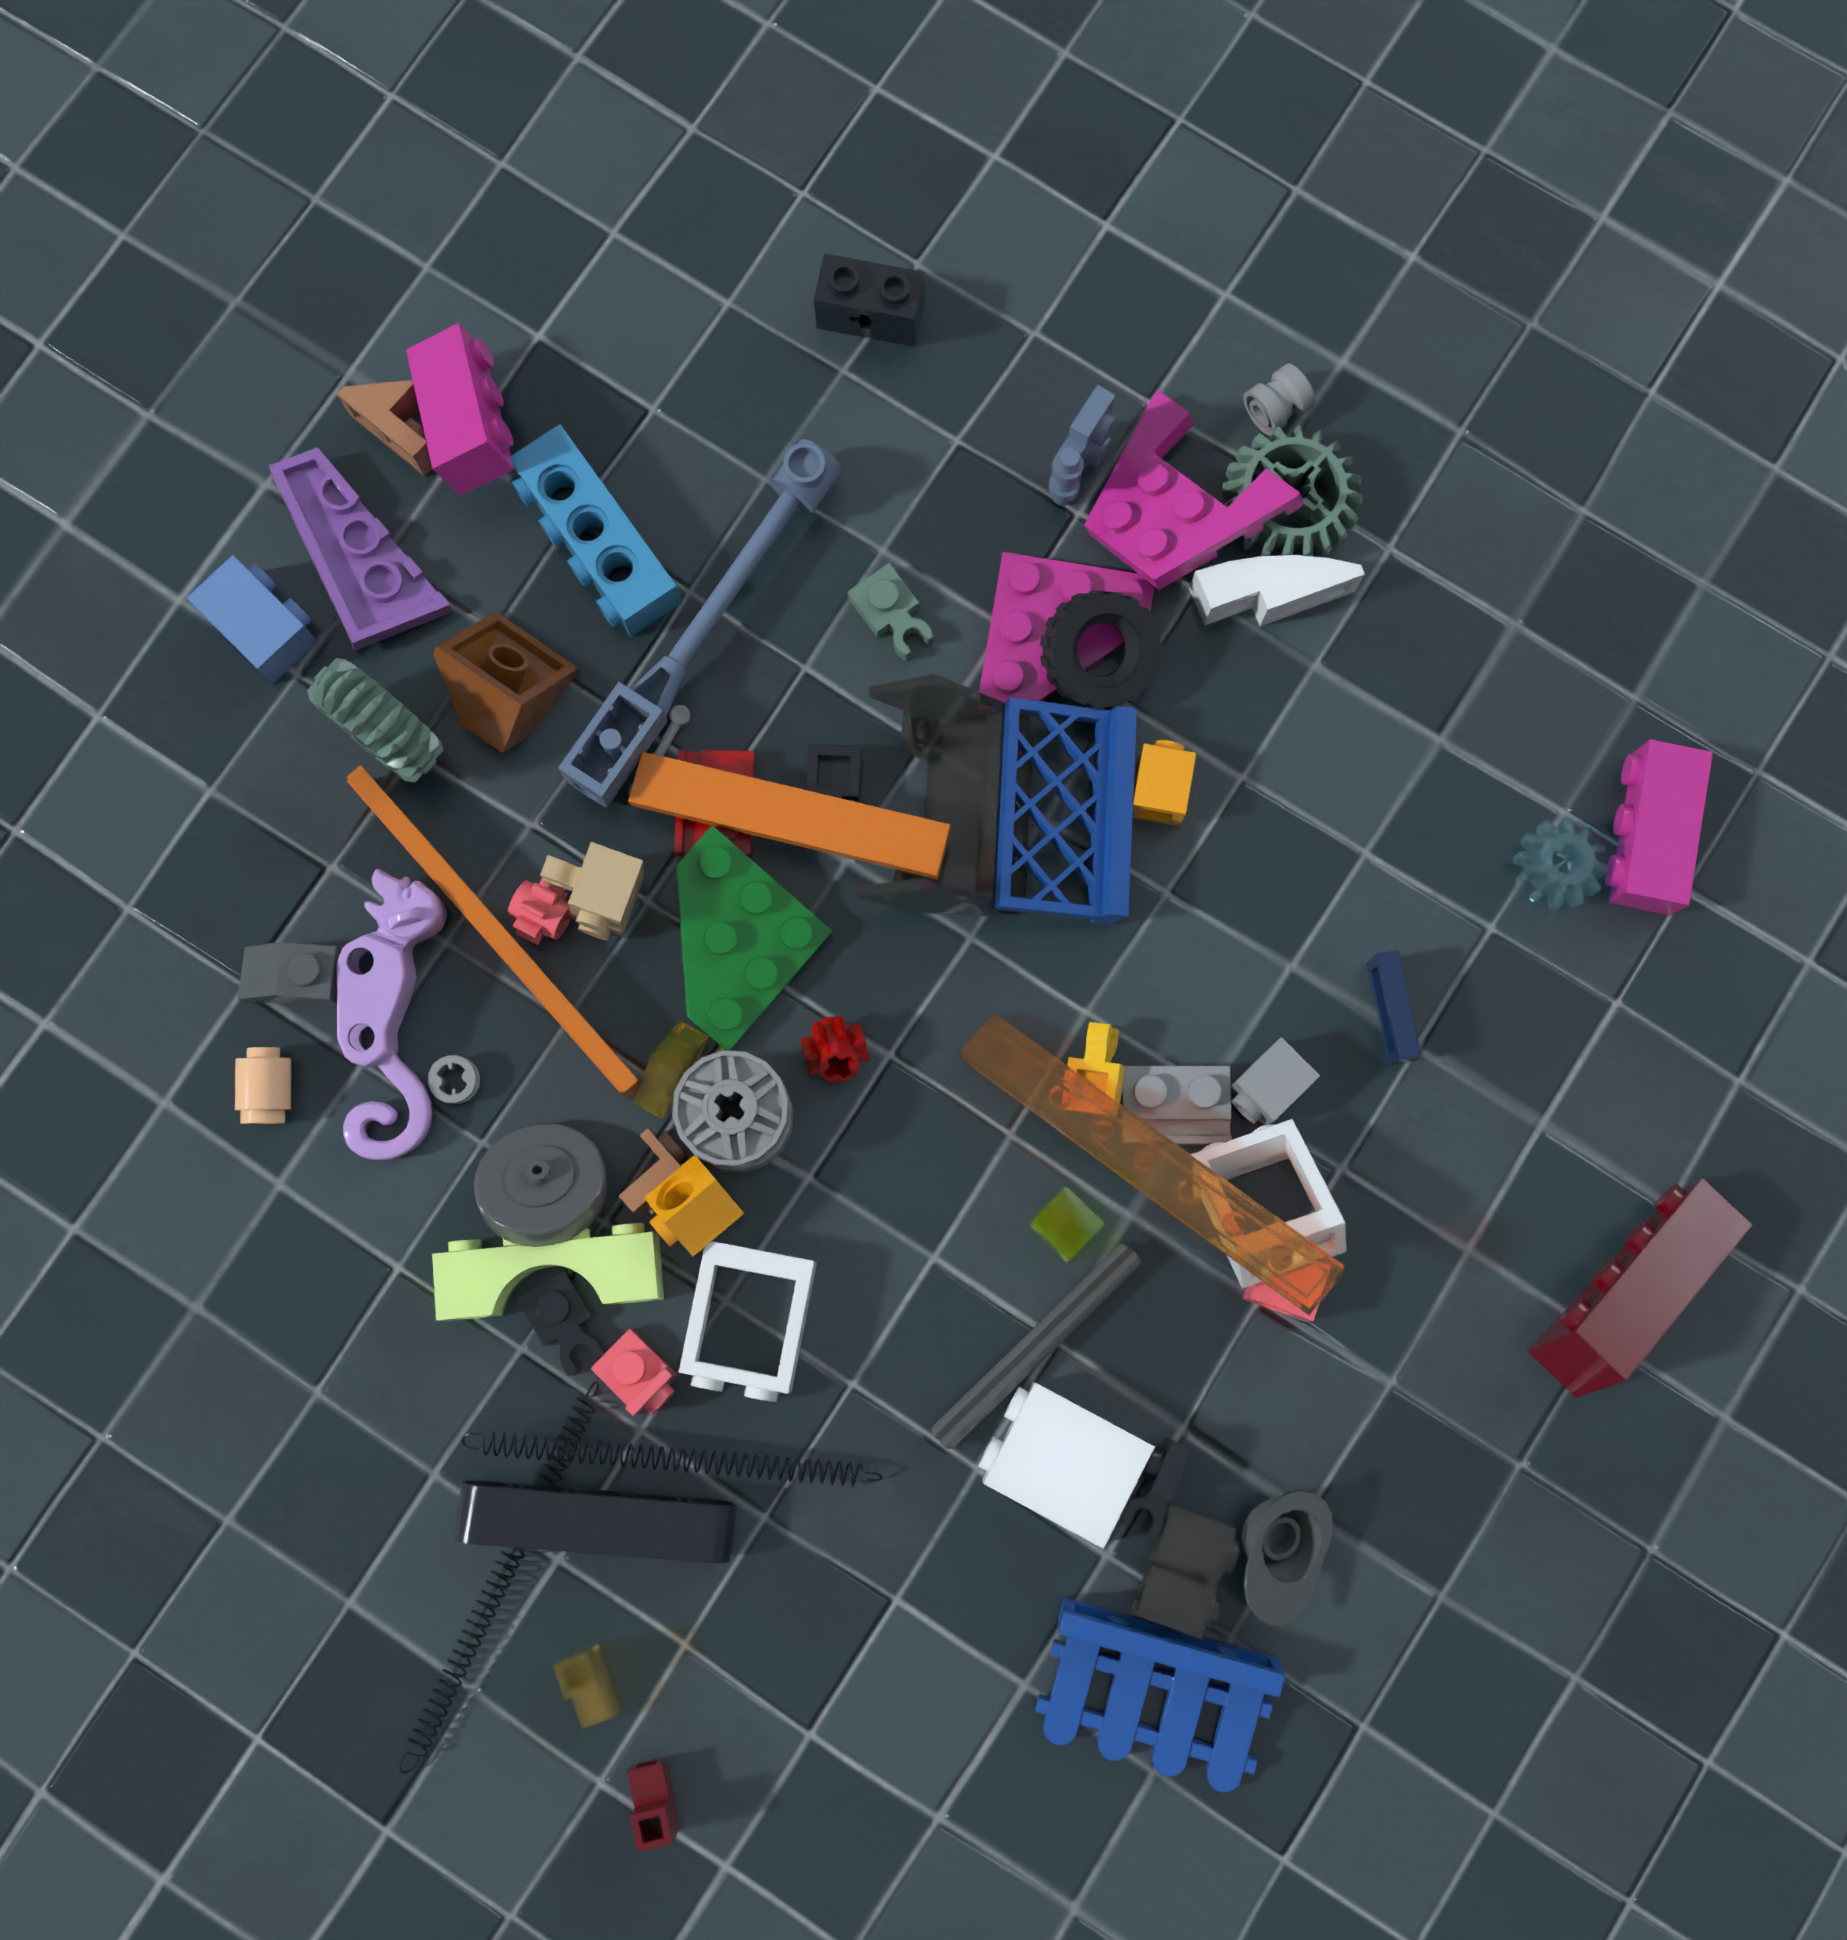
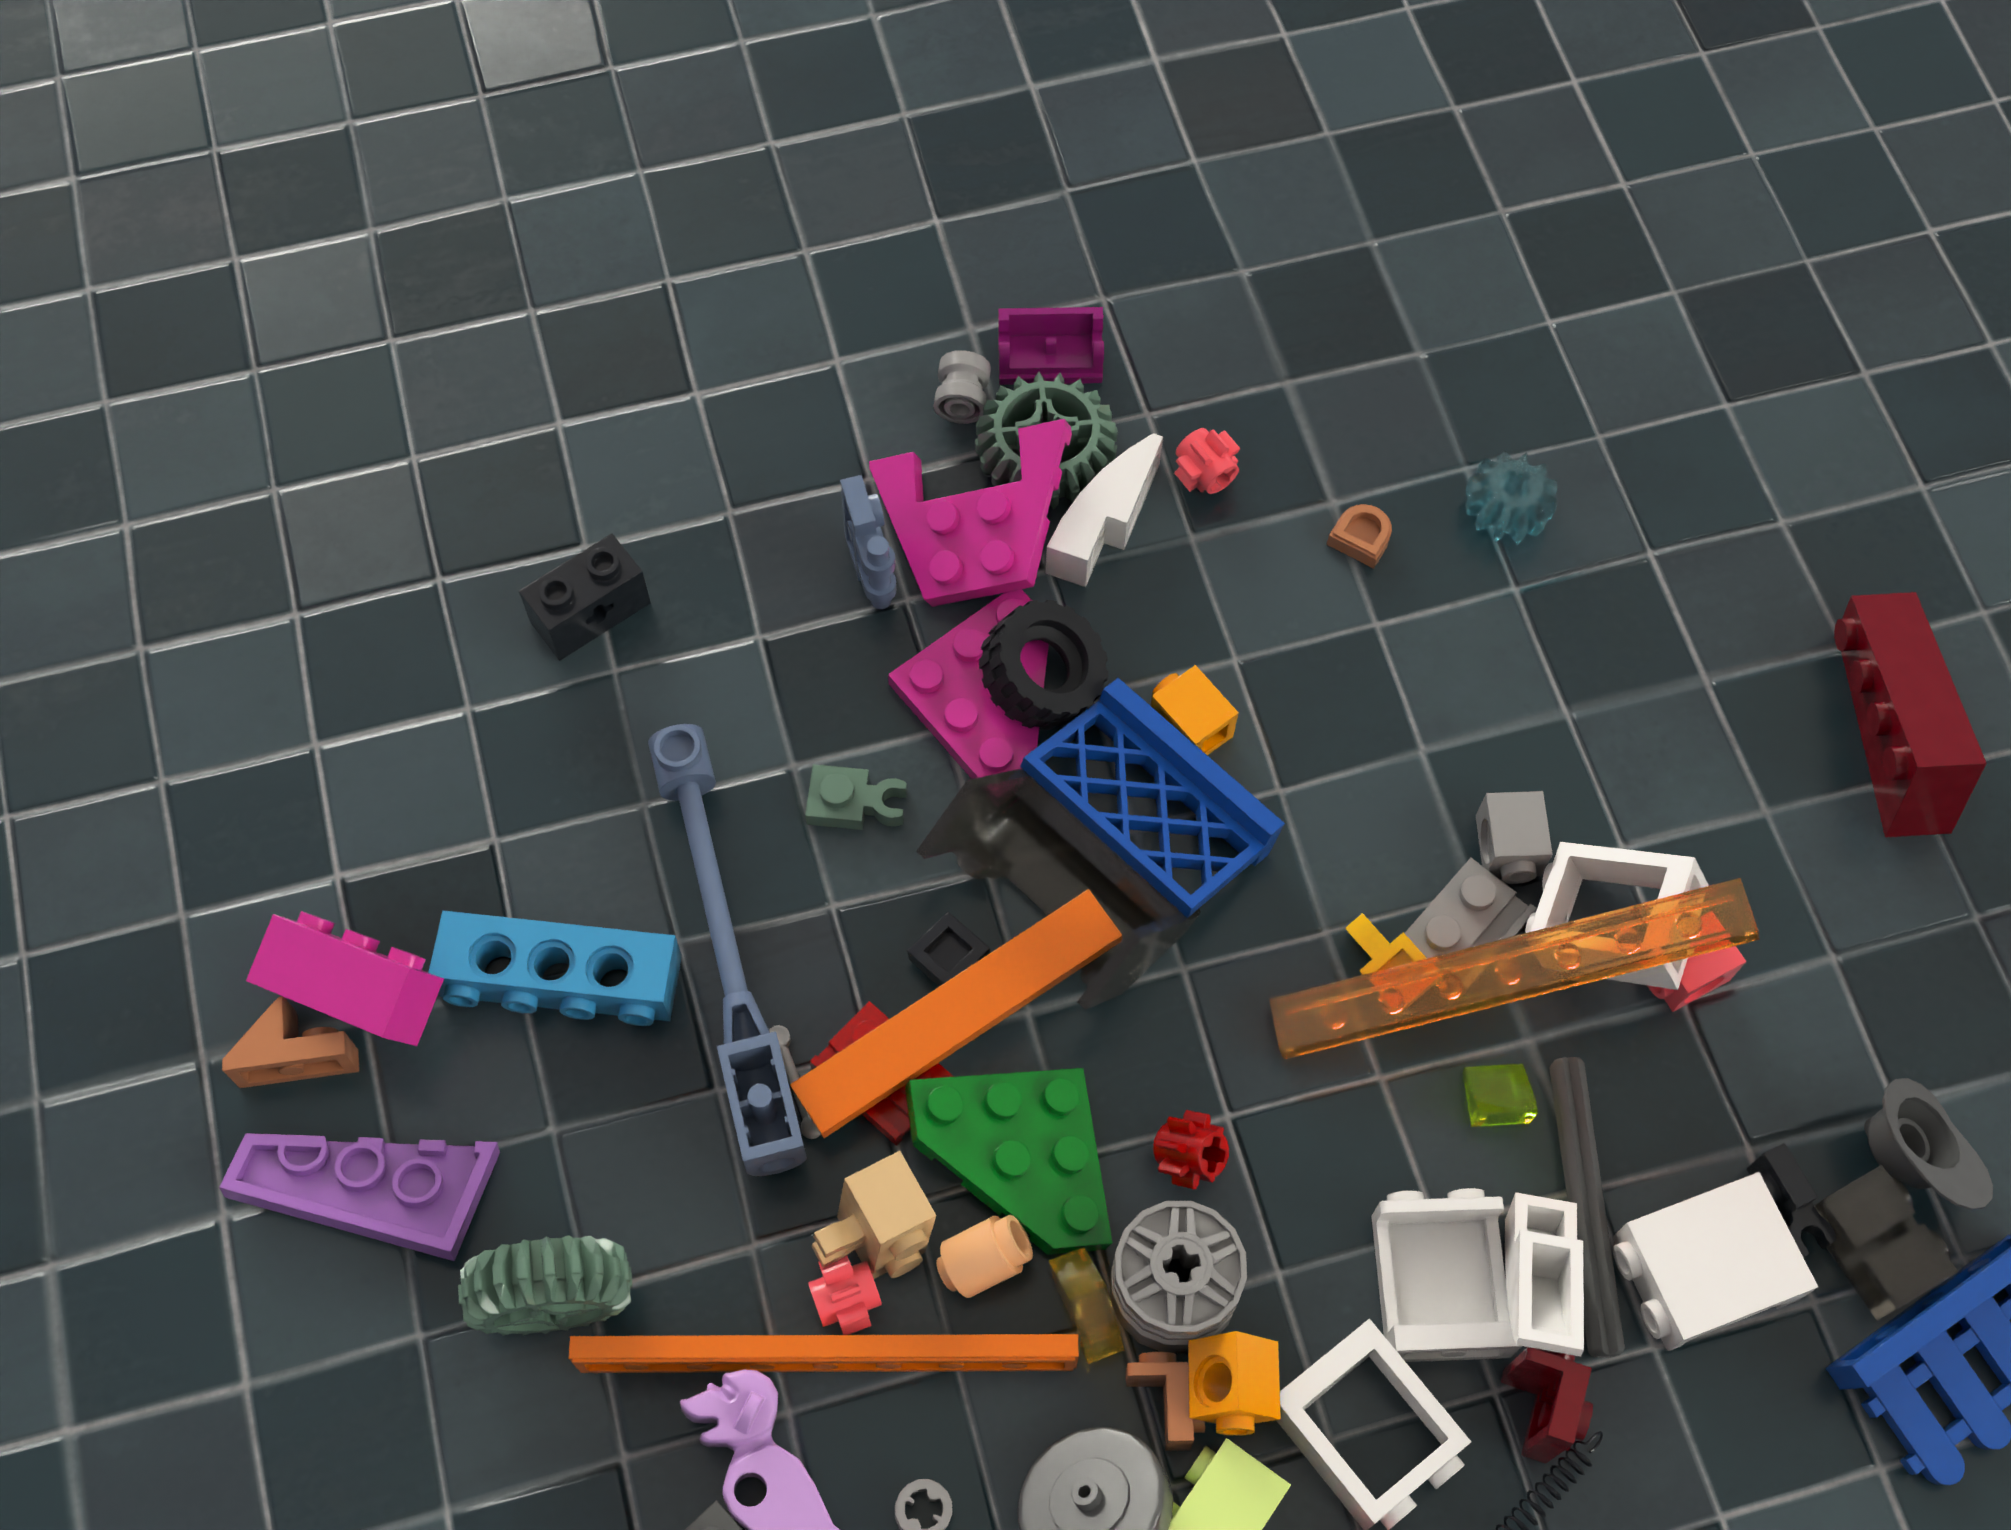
camera: 50 degrees left, 15 degrees down
(253, 619) = (324, 1322): medium blue piece -> none
(501, 679) = (609, 1154): dark orange slope -> none
(643, 976) = (984, 1255): none -> light nougat brick
(857, 1438) = (1559, 1406): none -> dark red bracket
(896, 1288) = (1442, 1276): none -> white panel
(943, 1355) = (1544, 1274): none -> white slope
(1374, 430) = (1050, 343): none -> magenta hinge
(1381, 622) = (1207, 460): none -> coral gear
(1393, 1008) = (1526, 700): dark blue tile -> none
(1430, 781) = (1362, 534): none -> nougat tile
(1659, 827) = (1541, 411): dark pink brick -> none

